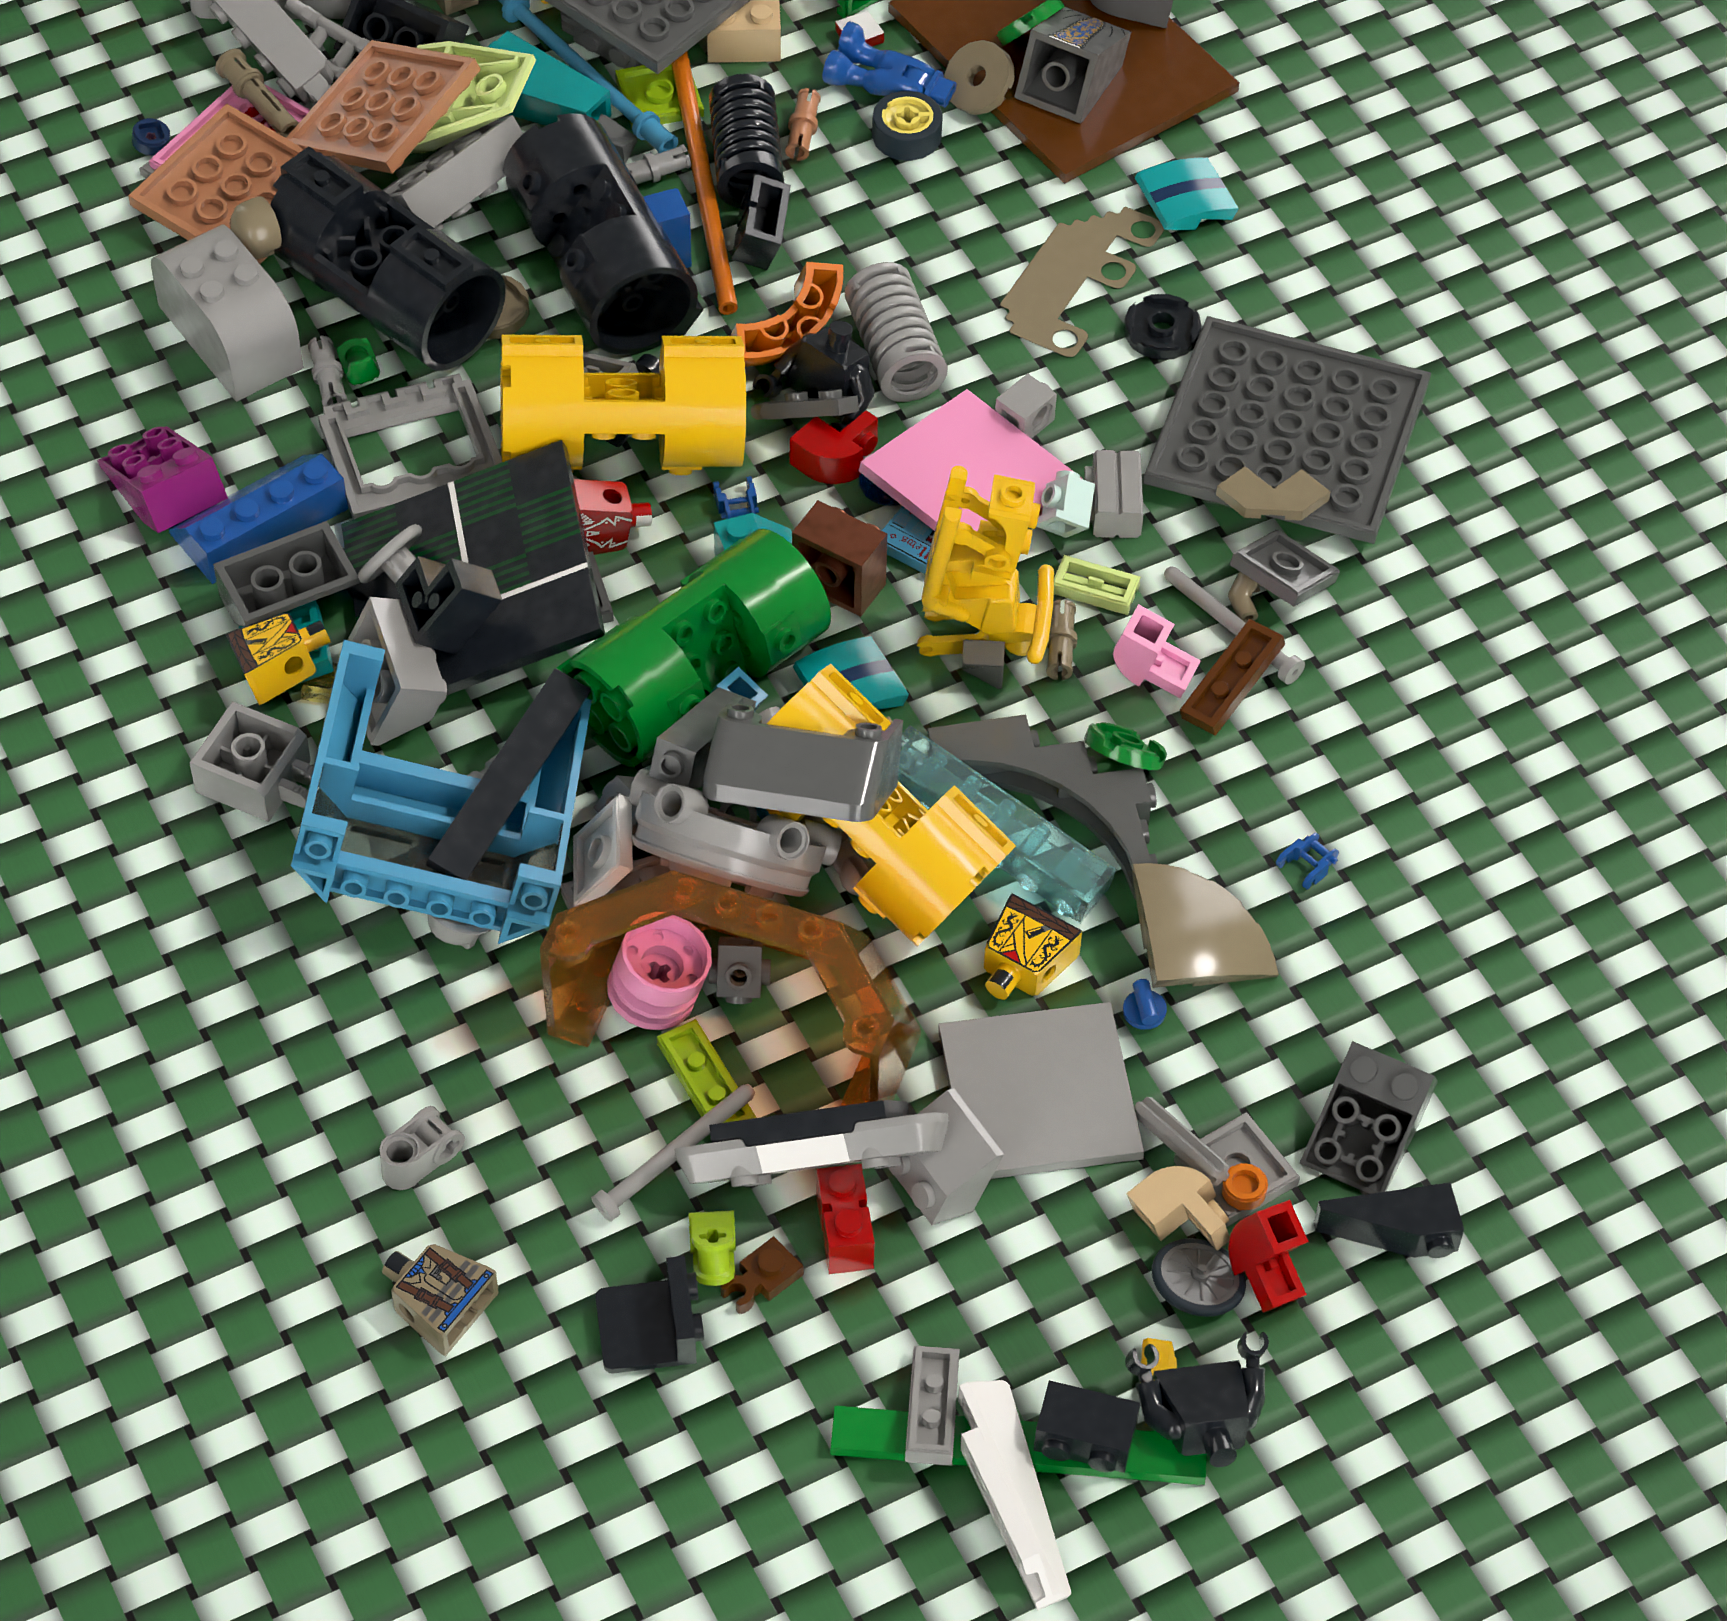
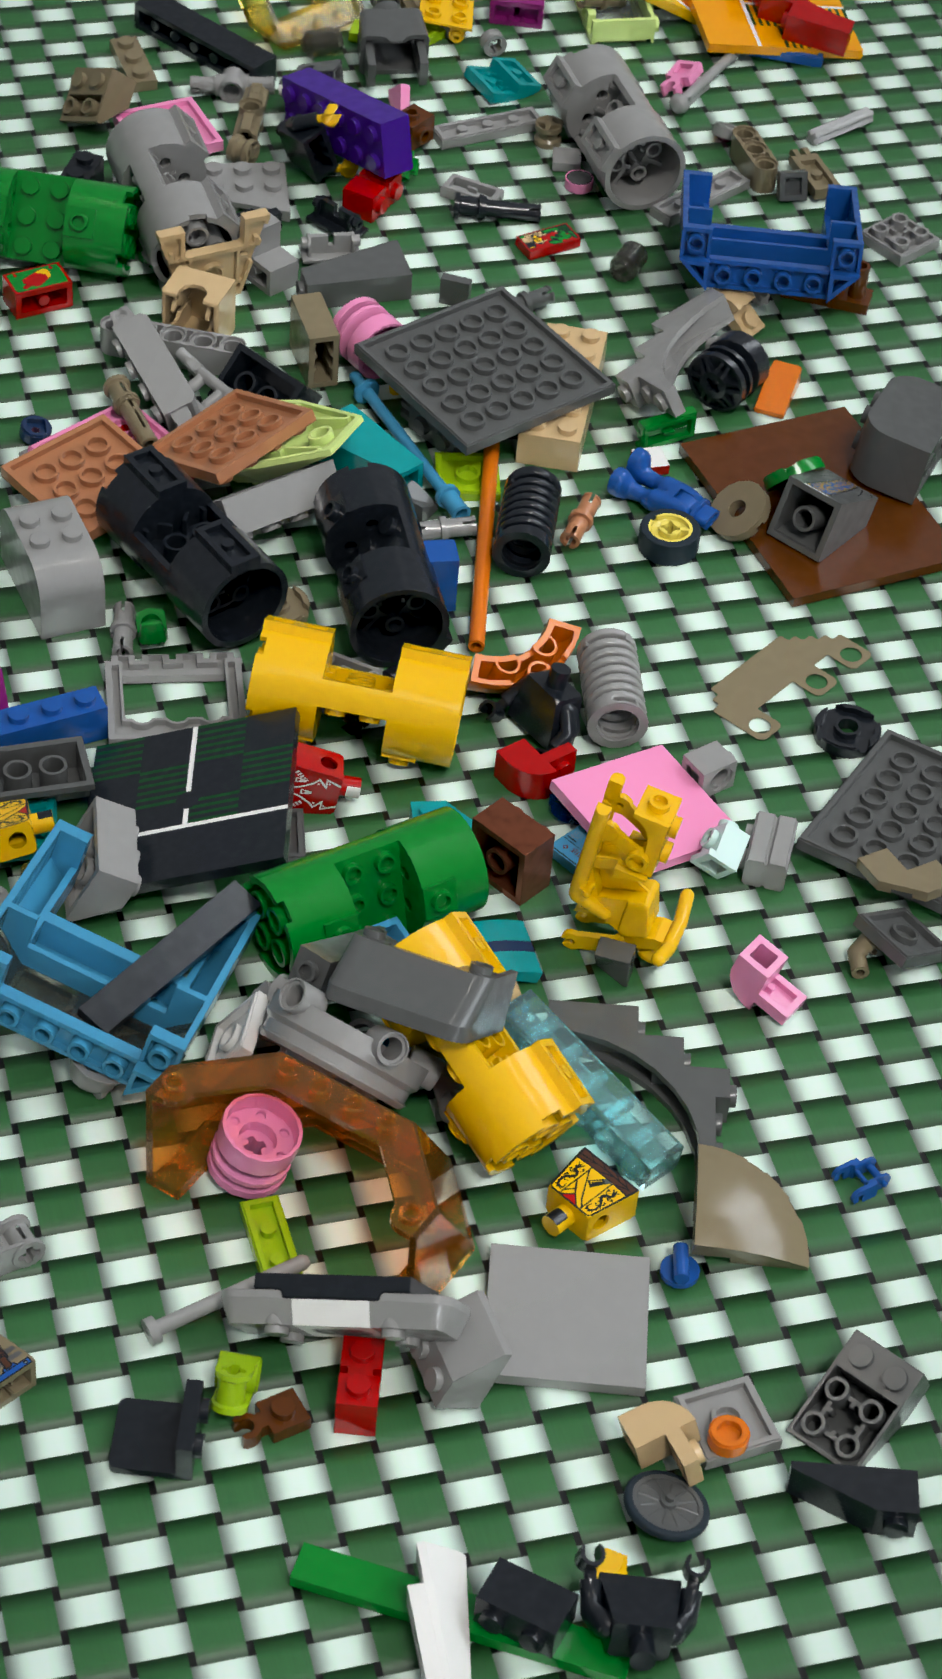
camera: 10 degrees right, 10 degrees down
(256, 227) = (93, 502): dark tan hair -> none
(393, 557) = (128, 773): light grey piece -> none
(446, 601) = (160, 812): black brick -> none
(723, 503) = (451, 794): blue piece -> none
(744, 955) = (338, 1152): dark grey brick -> none
(761, 222) = (521, 584): black piece -> none
(799, 405) = (513, 728): dark grey hinge -> none
(932, 1405) = (391, 1561): light grey tile -> none
(1061, 640) = (689, 957): dark tan pin -> none
(1093, 589) = (729, 923): yellowish green tile -> none
(1125, 746) = (720, 1050): green tile -> none
(1181, 1140) = (681, 1384): light grey axle -> none
(1186, 193) = (895, 631): teal slope -> none
(1232, 677) = (831, 1015): reddish brown plate -> none
(1261, 1250) = (728, 1492): red brick -> none
(1289, 667) = (885, 1019): light grey bar -> none

